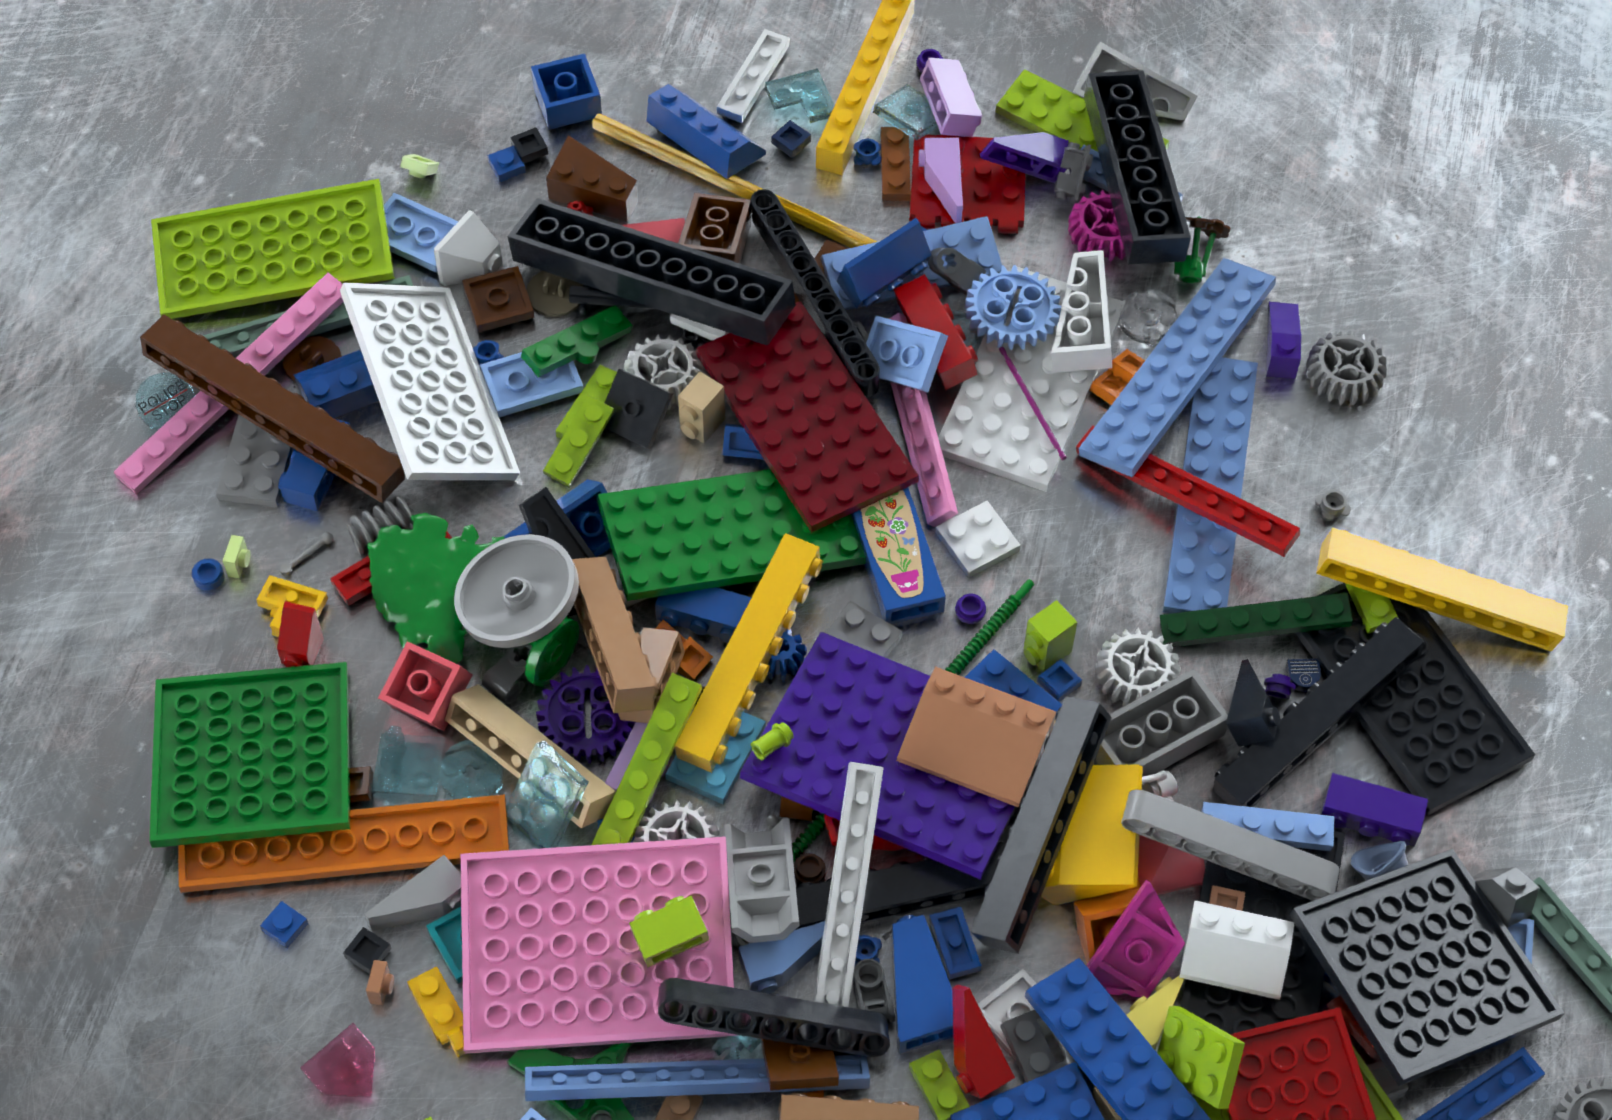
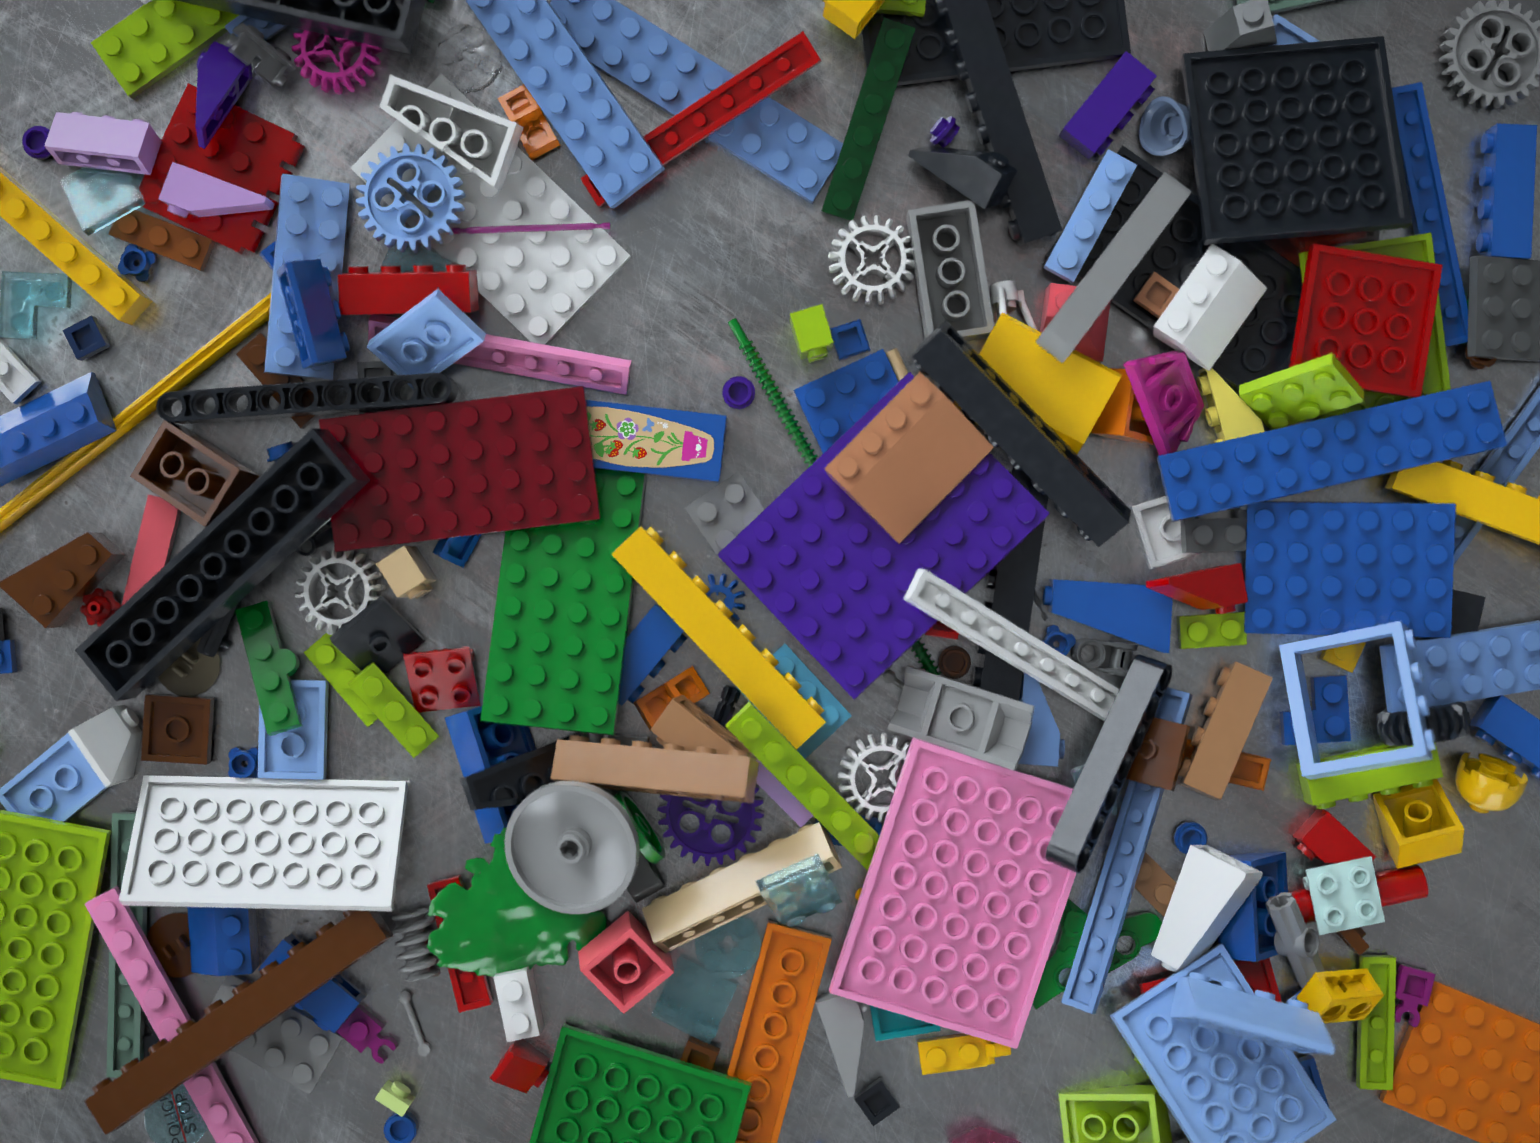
camera: 70 degrees left, 30 degrees up
(278, 591) = (469, 1058): yellow hinge -> none
(284, 518) = (363, 1030): none -> magenta plate
(356, 620) = (519, 1004): none -> white brick
(379, 983) = (916, 1101): nougat plate -> none
(621, 465) = (442, 679): none -> red hinge
(668, 930) = (991, 829): lime brick -> none
(771, 741) = (840, 658): lime pin -> none
(955, 942) = (1082, 558): blue plate -> none
(959, 270) = (341, 235): dark grey piece -> none
(977, 539) = (661, 350): white plate -> none
(1303, 672) = (937, 100): dark blue tile -> none

